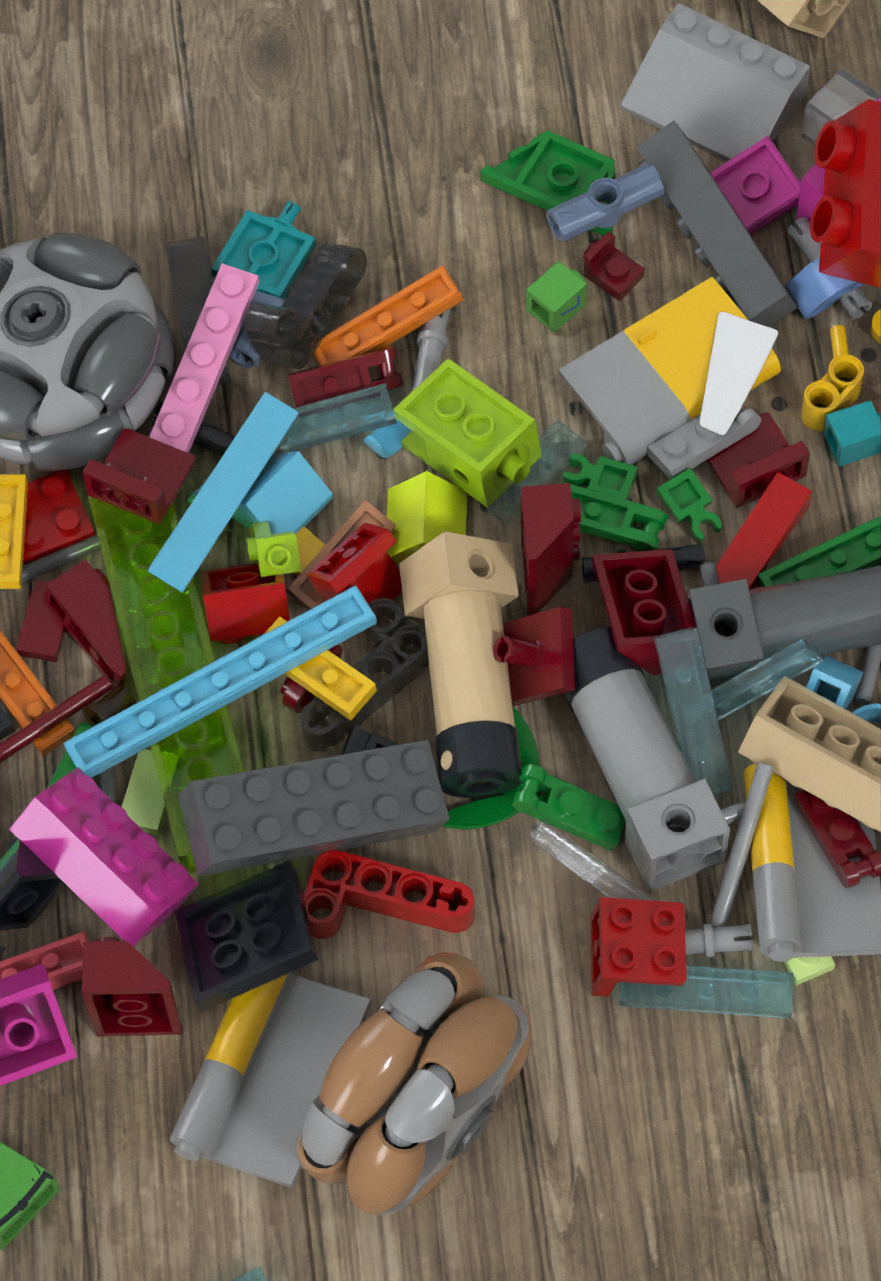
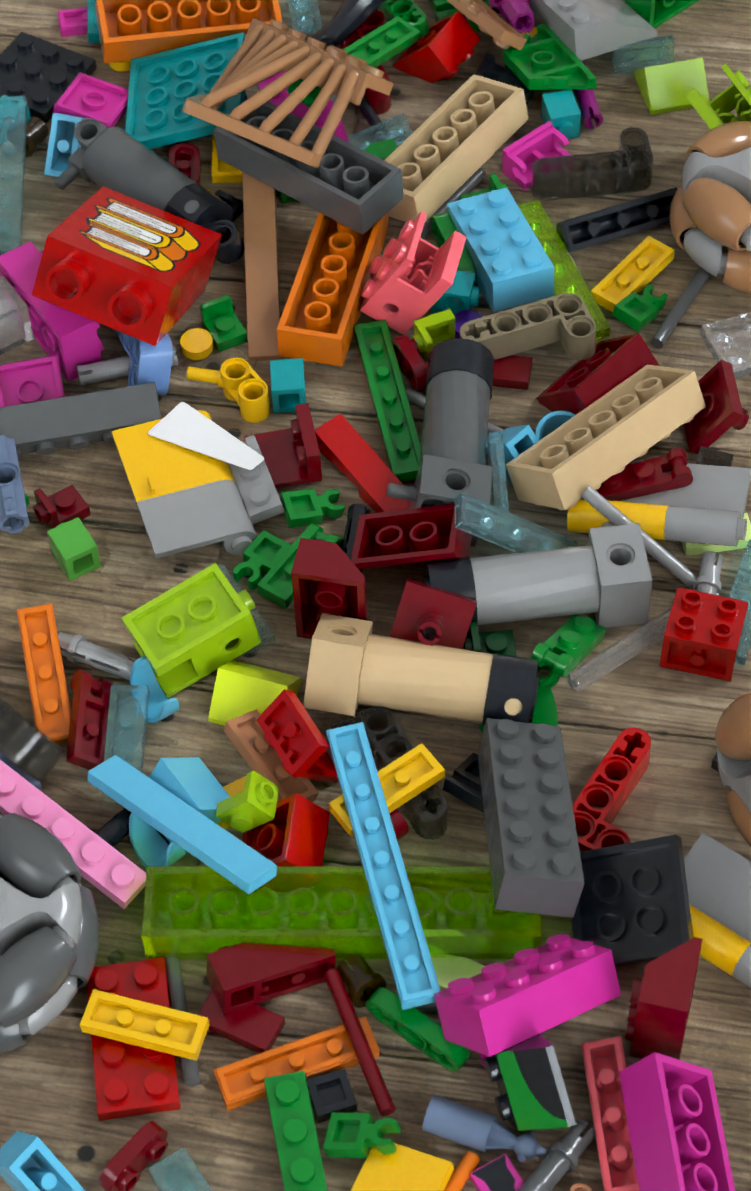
camera: 75 degrees left, 10 degrees down
(139, 475) = (146, 879): dark red bracket -> none
(555, 733) = (490, 642): none -> dark green bracket

